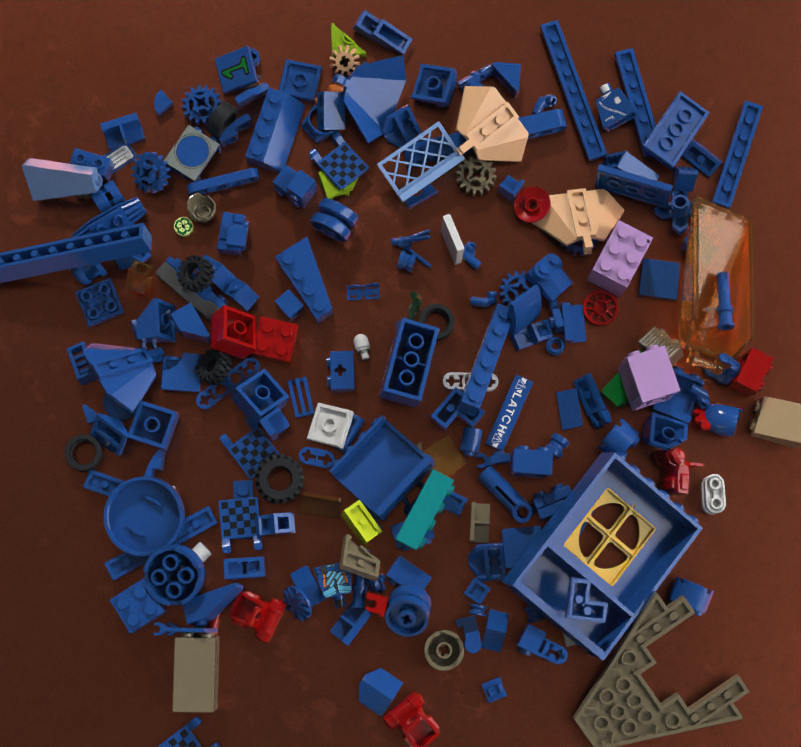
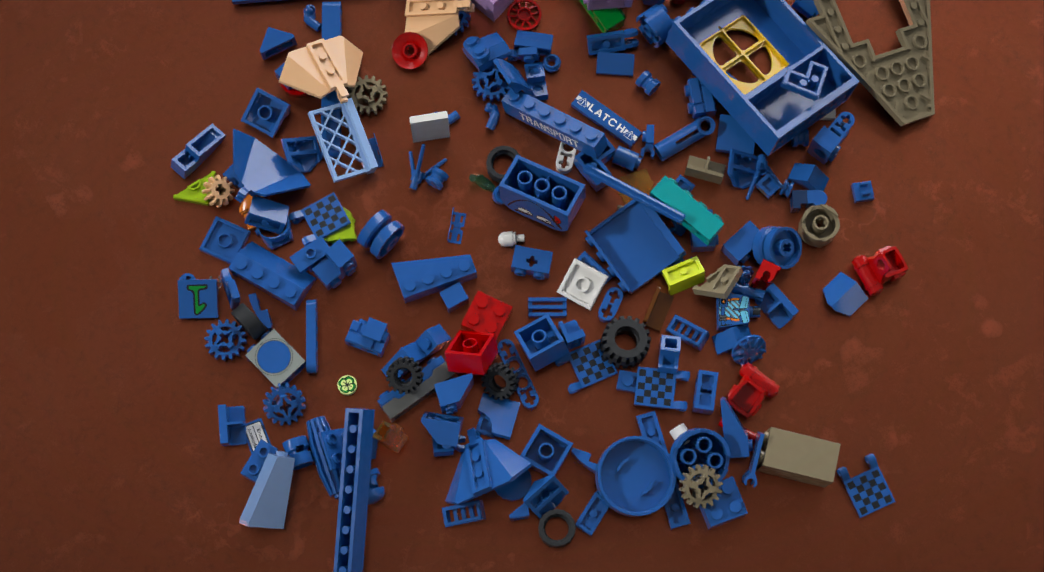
camera: 75 degrees left, 5 degrees down
(99, 302) = (405, 484): blue tile -> none
(148, 574) = (698, 495): none -> dark tan gear
(162, 103) = (211, 380): blue tile -> none
(201, 207) = (334, 362): dark tan hair -> none
(298, 159) = (310, 255): none -> blue brick
(299, 555) = (698, 330): none -> blue slope
(427, 453) = (634, 193): none -> blue axle
(478, 76) = (268, 74): blue pin -> none
(491, 581) = (762, 169): none -> blue plant
(510, 188) = (388, 66): blue panel -> none
(531, 463) = (660, 106): blue brick -> none

